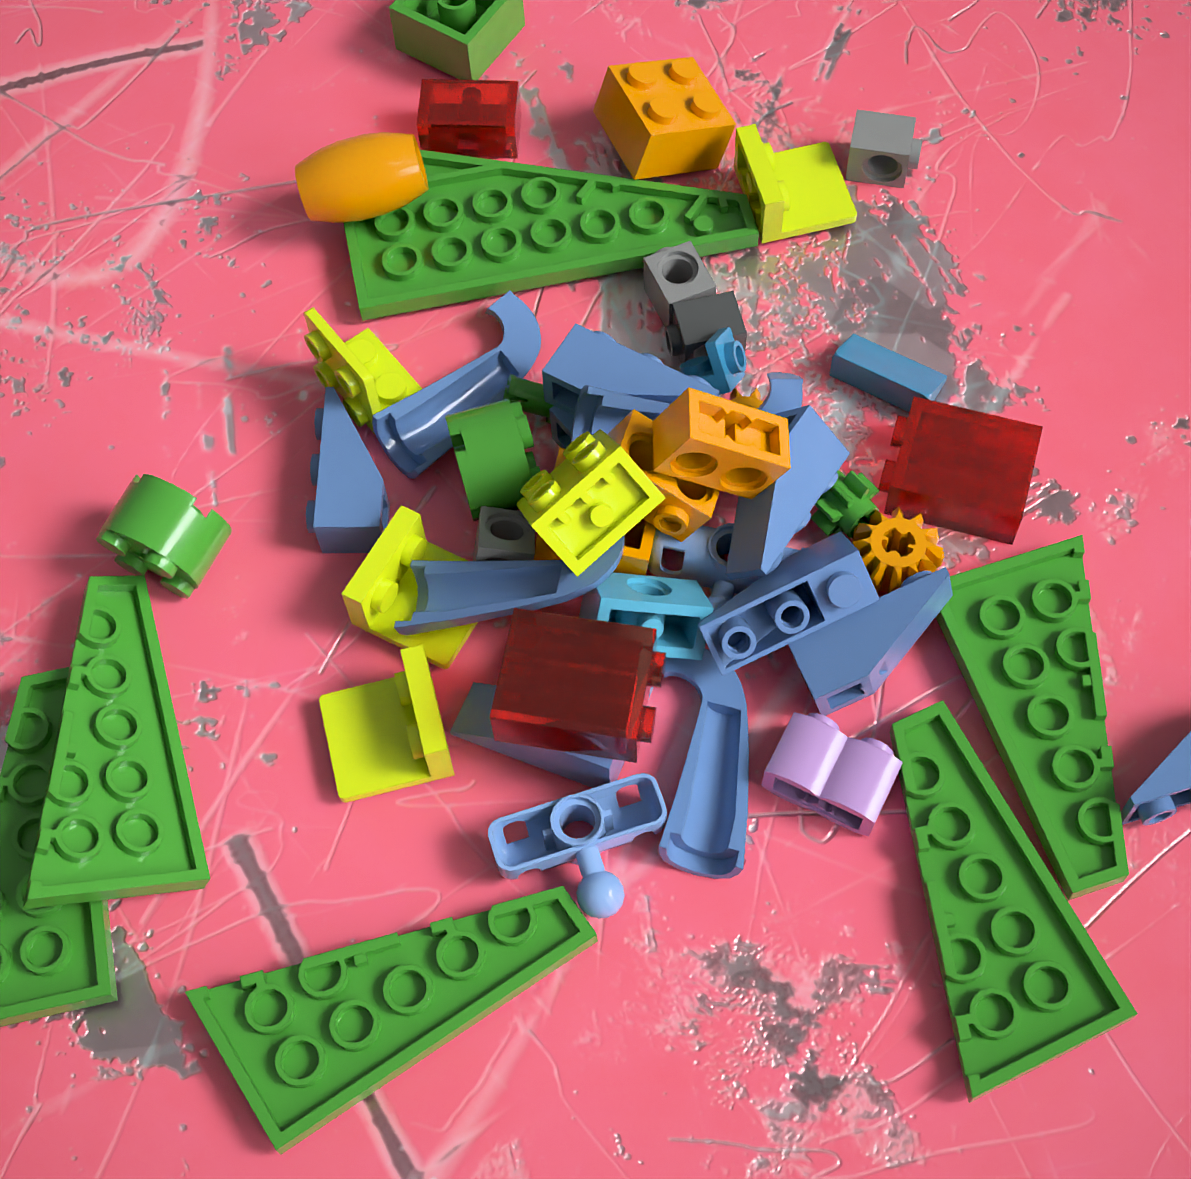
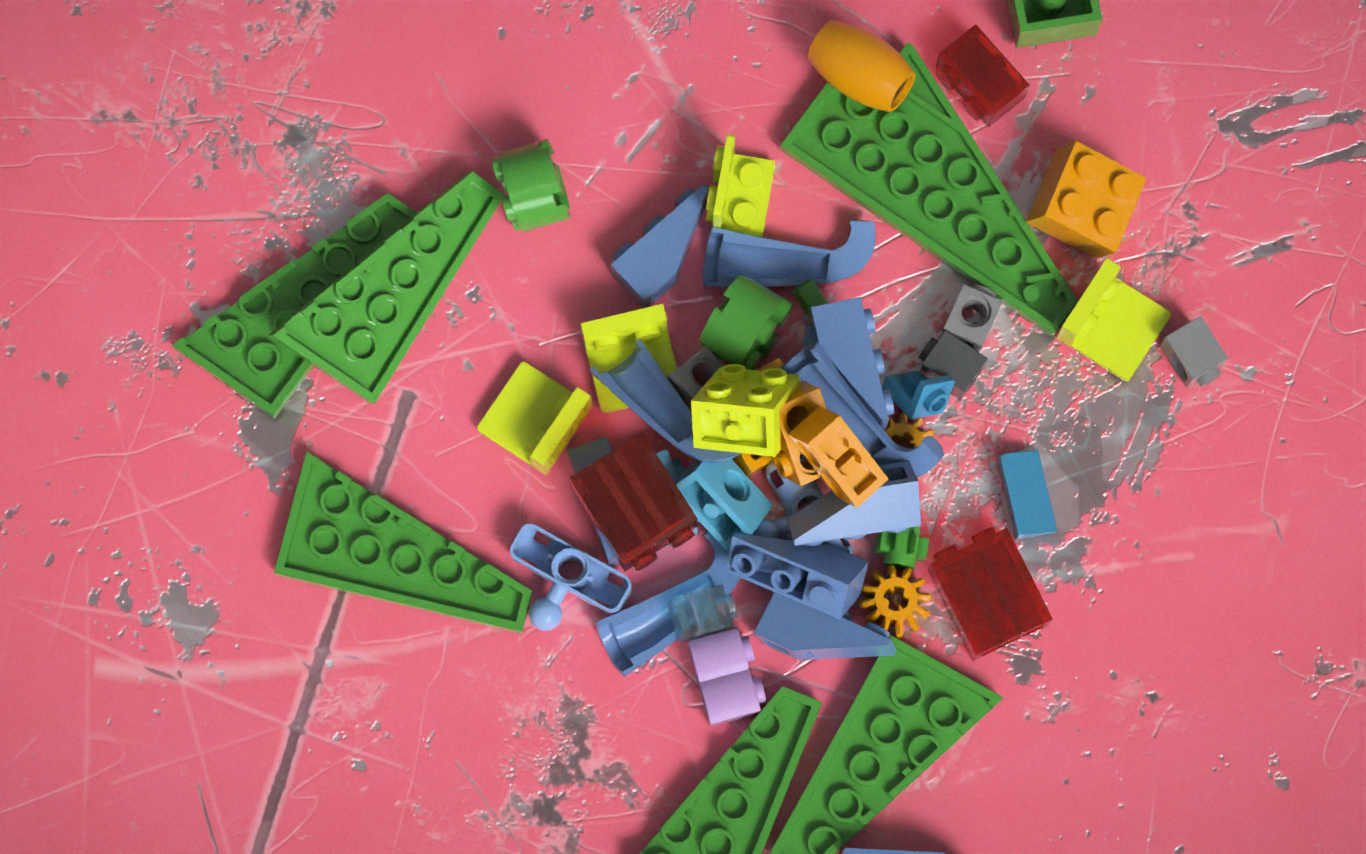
camera: 45 degrees right, 15 degrees up
(747, 733) = (702, 613): none -> clear light blue brick

